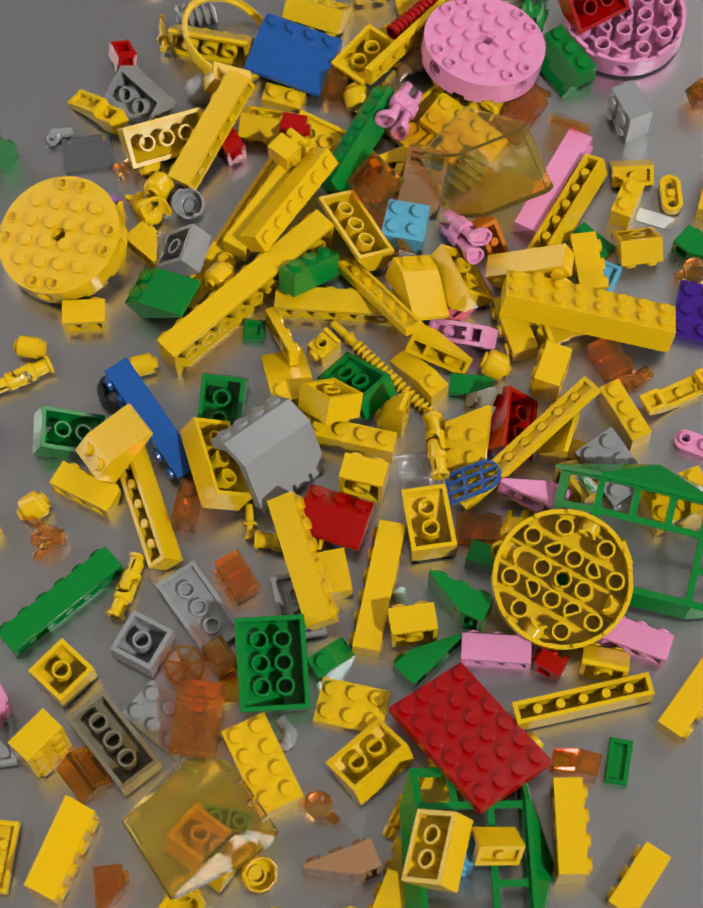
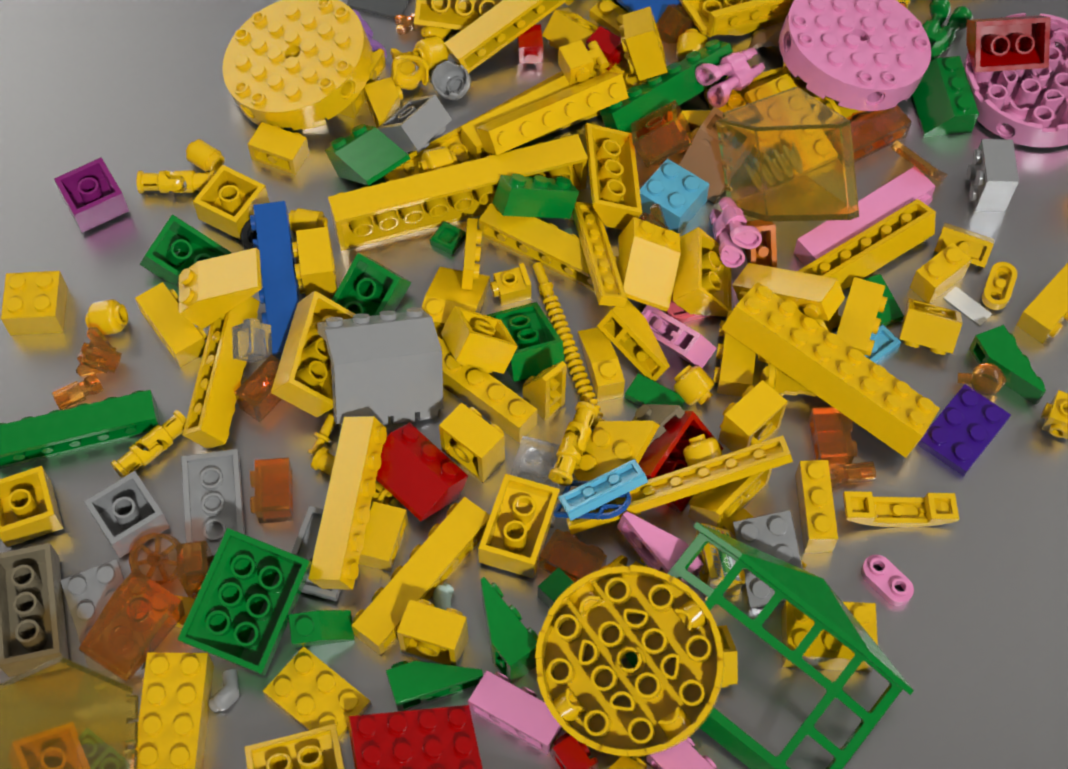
camera: 25 degrees right, 5 degrees down
(44, 573) = (77, 392): none -> clear orange bar
(76, 374) = (229, 200): none -> yellow brick
(160, 475) = (251, 341): none -> clear brick
(173, 395) = (315, 262): none -> yellow brick
(326, 114) = (643, 44): none -> yellow brick
(476, 470) = (602, 489): none -> medium azure tile
(529, 411) = (701, 450): none -> yellow head

